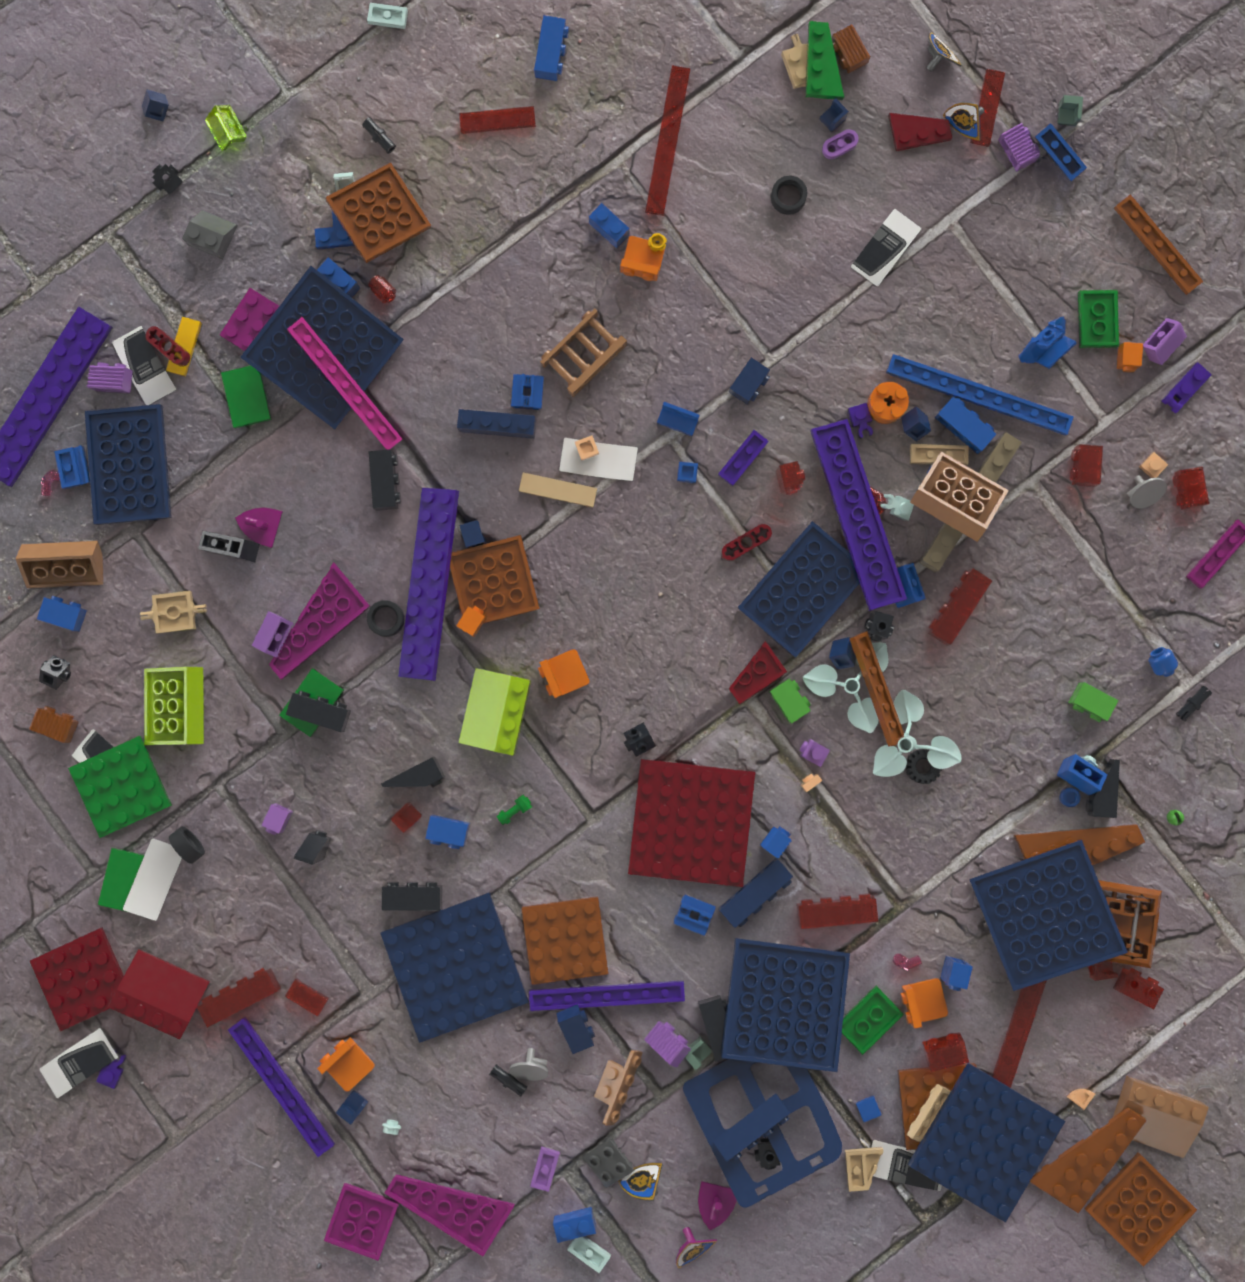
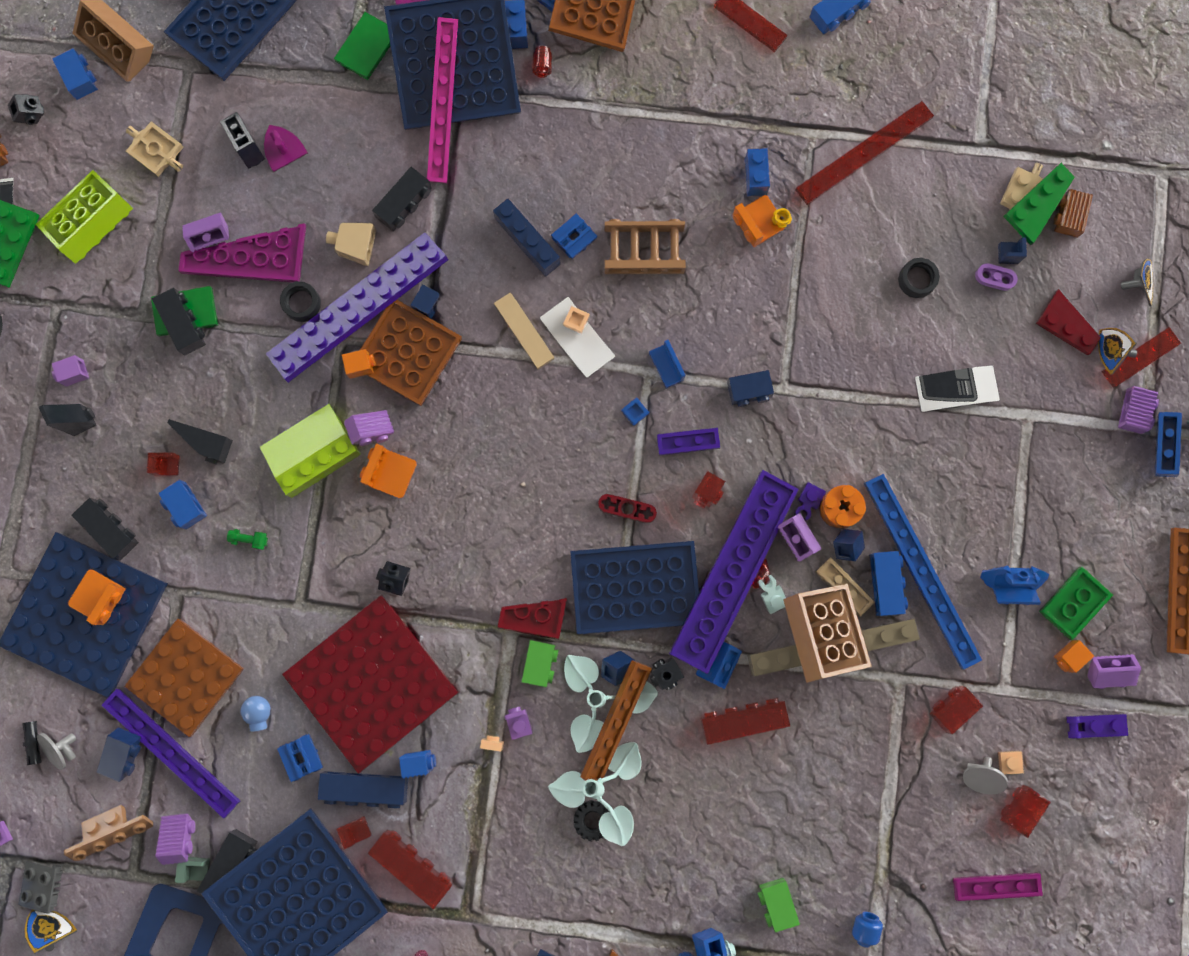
camera: 40 degrees right, 5 degrees down
(380, 542) = (353, 241): none -> tan torso
(455, 945) = (96, 597): none -> orange bracket
(522, 656) = (369, 427): none -> medium lavender brick
(636, 915) = (255, 712): none -> medium blue piece
(777, 925) = (354, 832): none -> clear red panel
(879, 450) = (799, 537): none -> medium lavender brick

